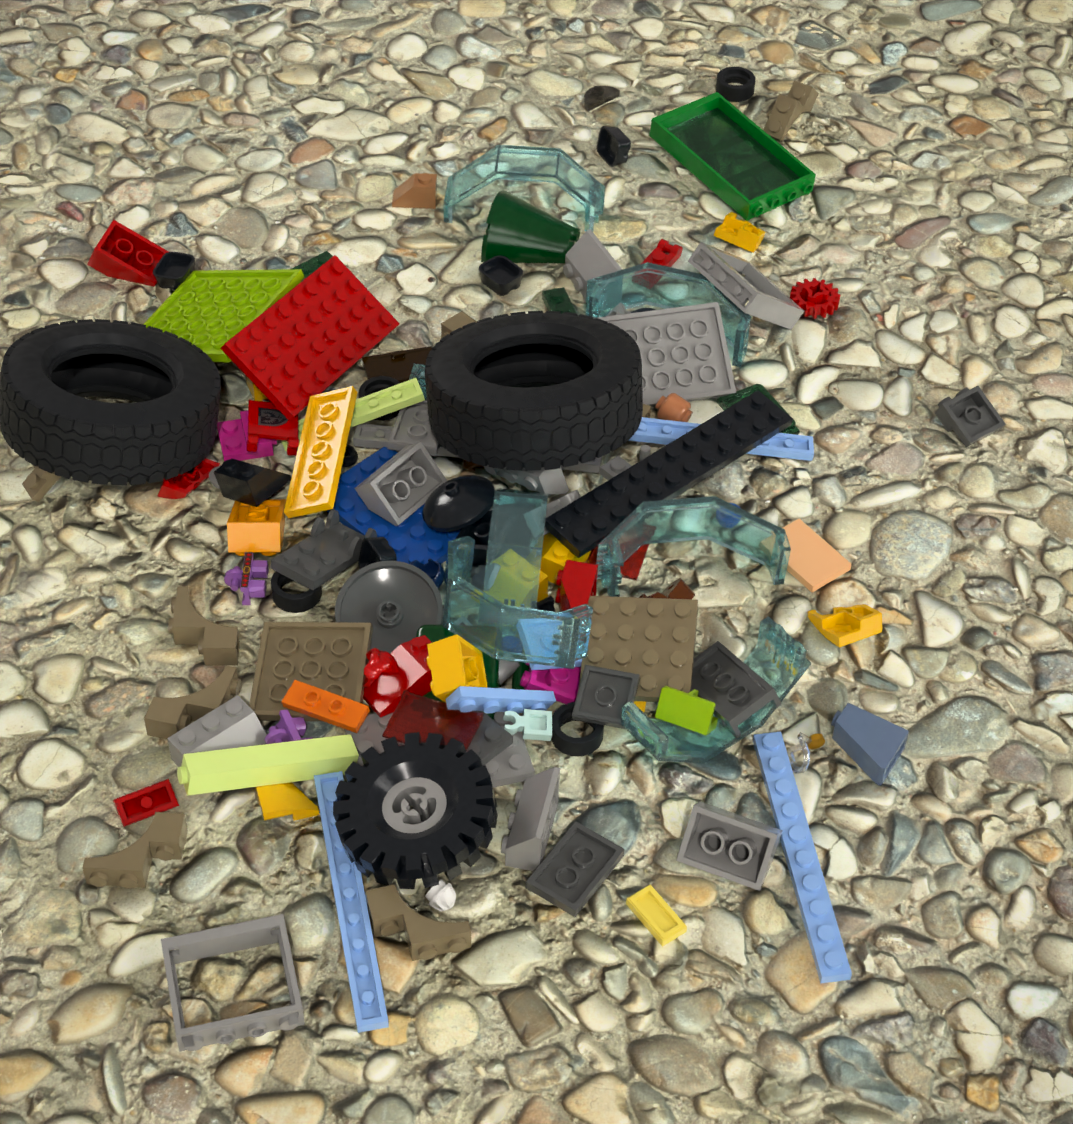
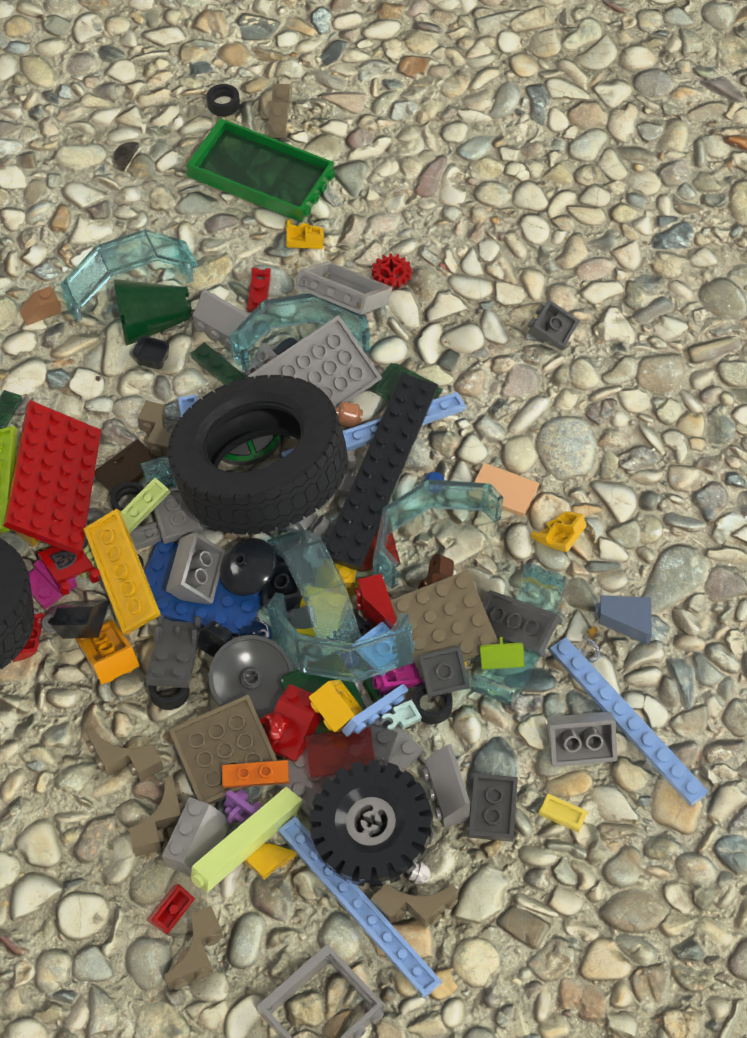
camera: 25 degrees left, 10 degrees up
(245, 579) = (136, 705): medium lavender hips -> none
(613, 145) = (166, 198): black piece -> none

